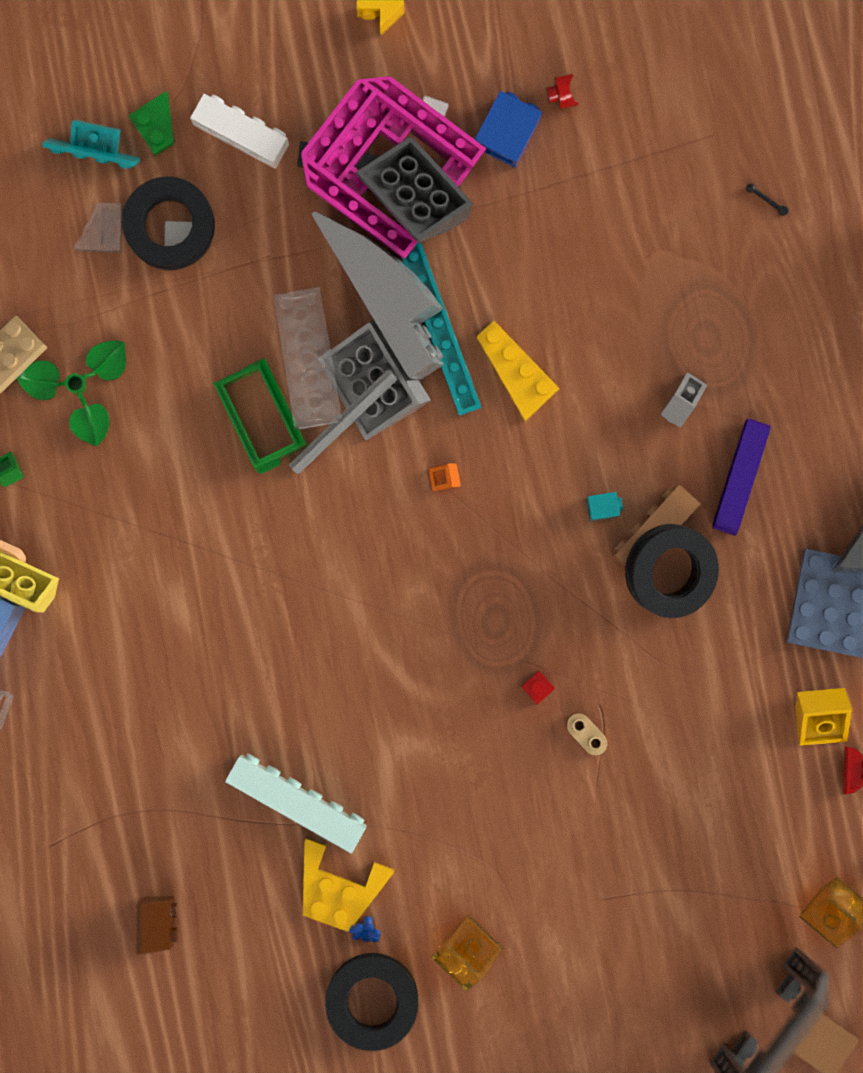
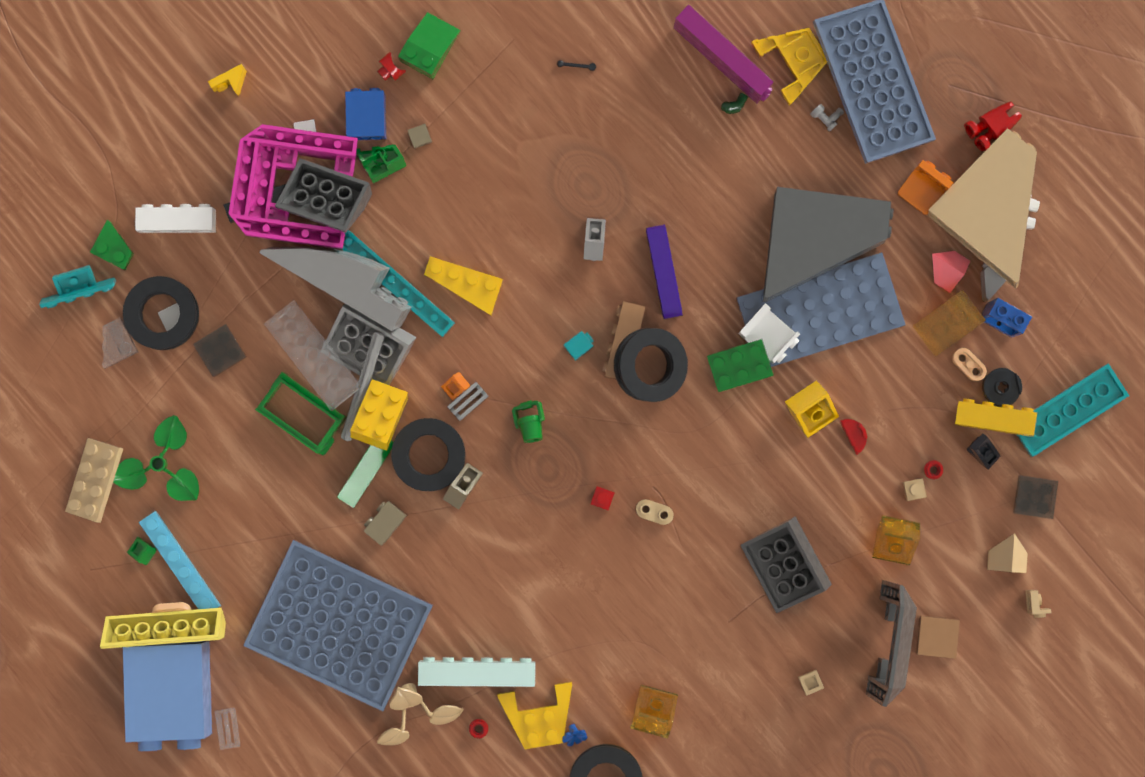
camera: 30 degrees left, 0 degrees up
(40, 503) = (179, 562): none -> medium azure plate
(174, 667) = (338, 625): none -> sand blue plate
(204, 788) = (408, 697): none -> tan plant
(209, 298) = (219, 350): none -> clear smoke plate
(259, 870) = (474, 733): none -> red plate
(286, 583) = (385, 522): none -> dark tan brick
(296, 515) = (363, 474): none -> slope
(341, 526) = (401, 451): none -> black tyre
(344, 462) = (379, 414): none -> yellow brick
(392, 590) = (462, 486): none -> dark tan slope
(450, 500) = (464, 394): none -> light grey tile
(497, 189) = (381, 161): none -> green slope
(502, 564) = (530, 425): none -> green piece
(553, 184) = (419, 136): none -> dark tan tile
(617, 91) = (428, 45): none -> green slope
(657, 1017) = (811, 682): none -> tan plate
(700, 873) = (786, 565): none -> dark grey slope
(769, 625) = (740, 365): none -> green plate
(820, 609) = (773, 331): none -> white panel

